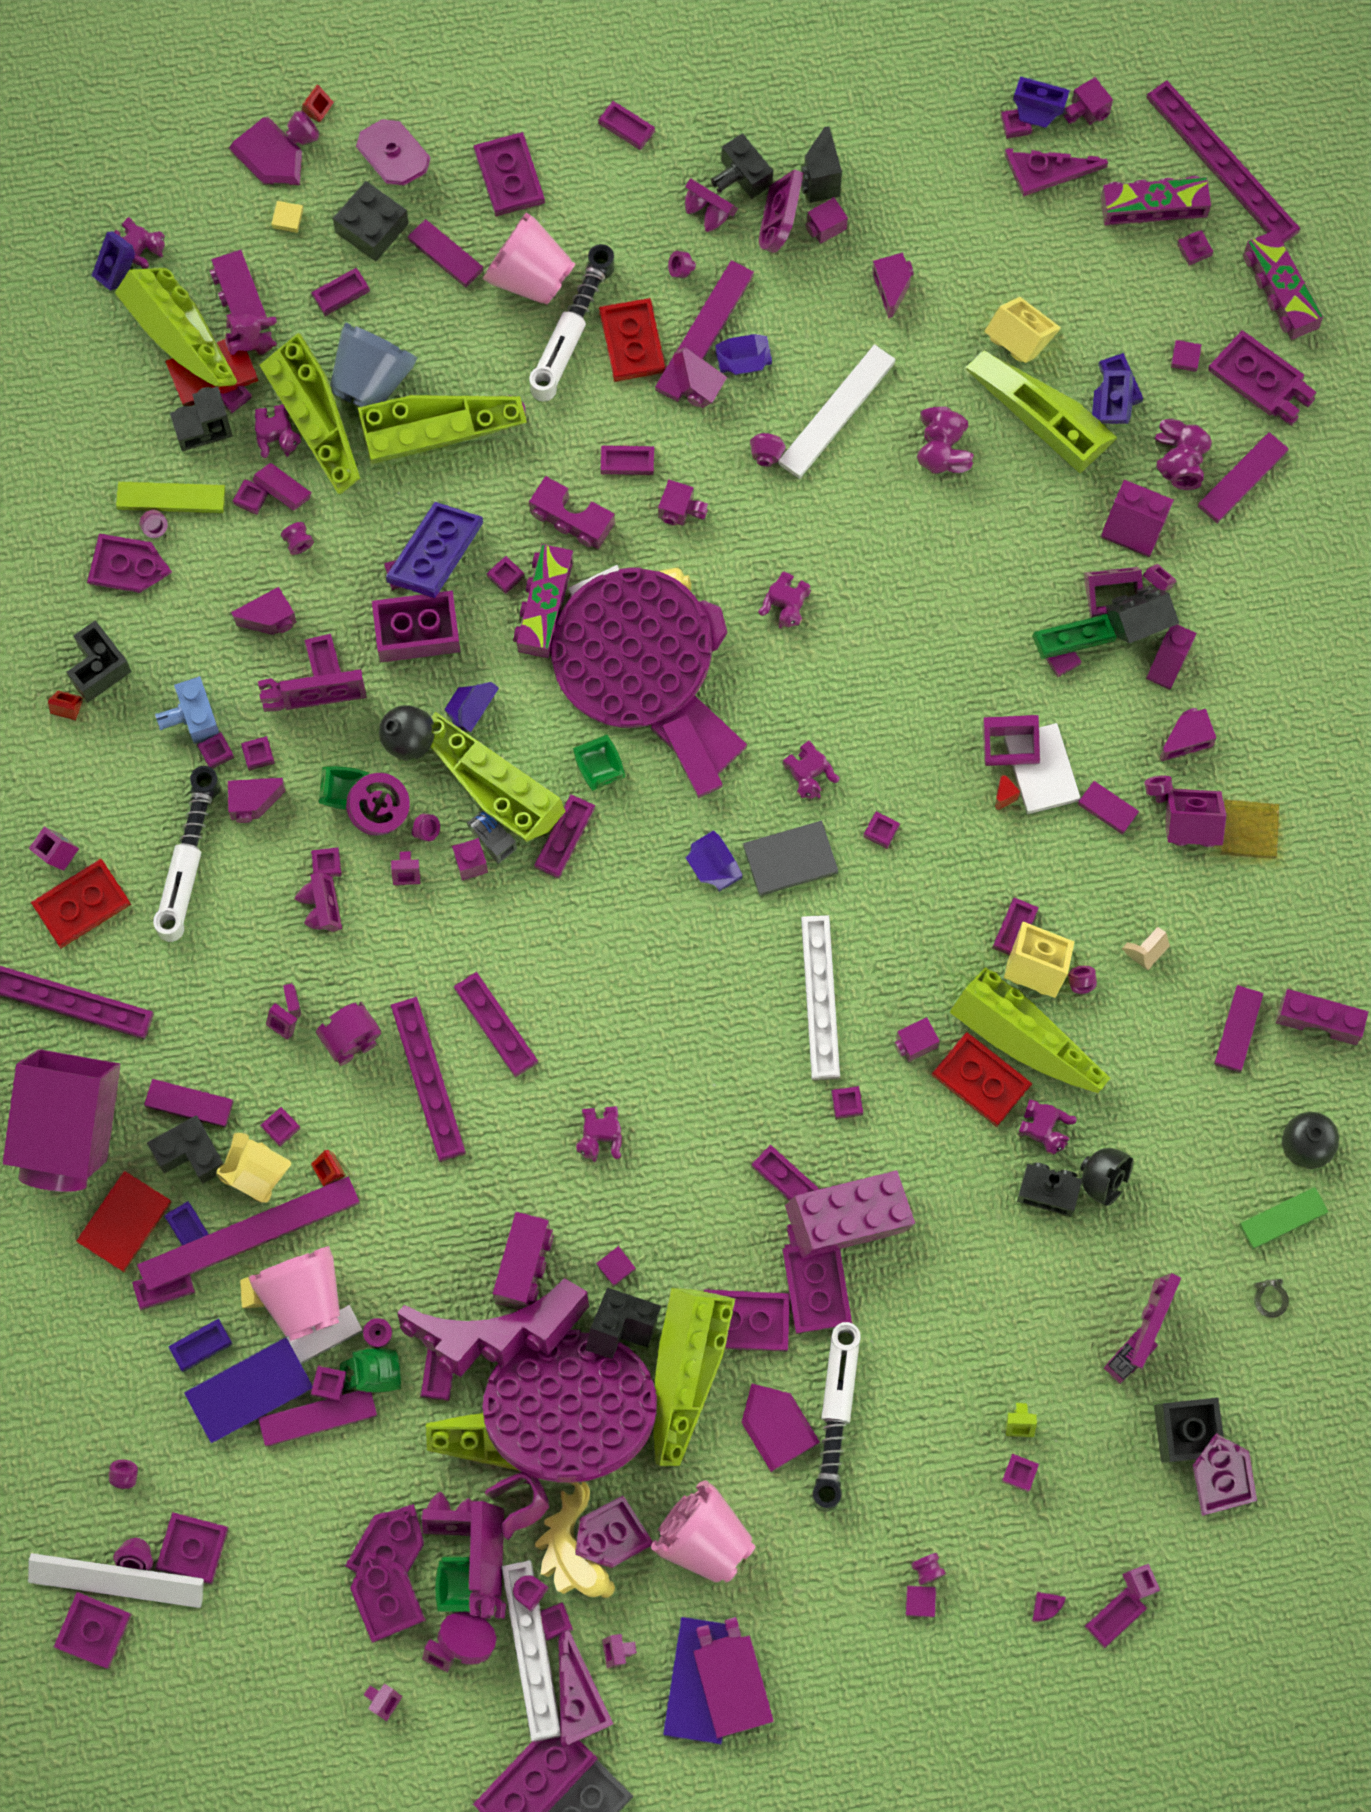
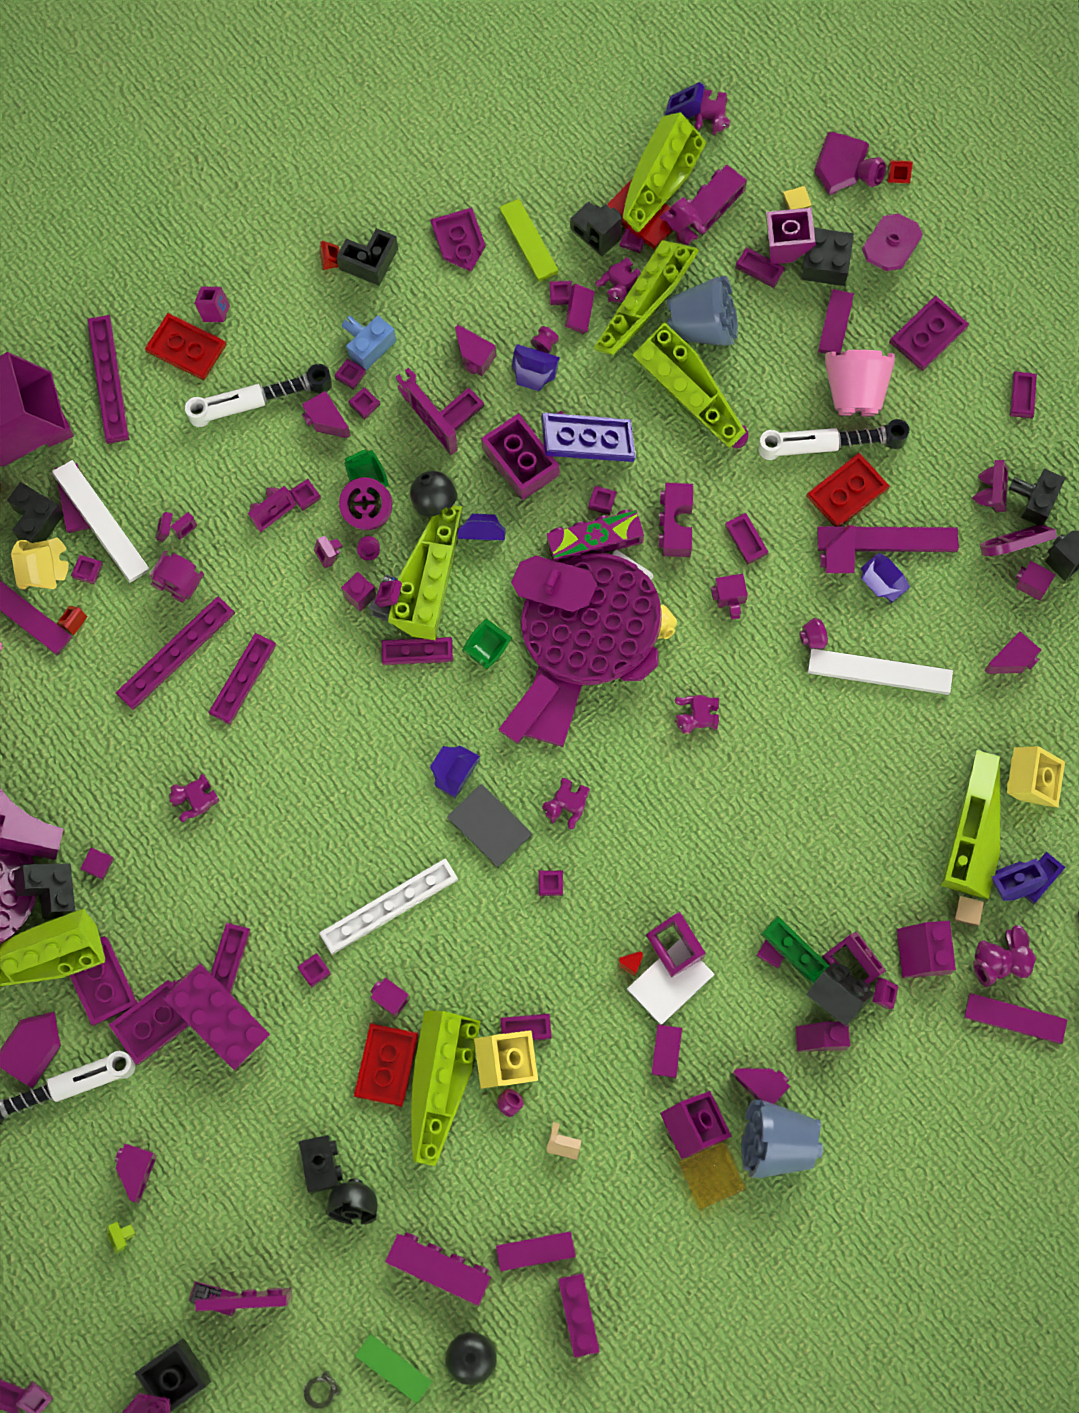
camera: 65 degrees right, 0 degrees up
(153, 523) = (499, 238): tile -> none
(235, 1084) = (100, 521): none -> white tile
(320, 565) = (533, 367): none -> dark purple slope
(328, 241) = (789, 234): none -> magenta slope
(496, 826) = (388, 593): none -> magenta tile
(523, 1261) = (59, 791): magenta brick -> none
(574, 663) = (554, 583): none -> magenta shield
(680, 264) = (930, 493): magenta tile -> none
(941, 432) = (908, 759): magenta animal -> none
(961, 1375) = (134, 1170): none -> magenta slope
(1020, 1473) = (75, 1256): magenta tile -> none
(1041, 1131) = (371, 1131): magenta animal -> none
(1118, 461) = (968, 911): none -> tan tile
(1159, 787) = (705, 1082): magenta tile -> none
(1211, 1126) = (438, 1269): none -> magenta brick
(1252, 747) = (779, 1140): none -> sand blue cone

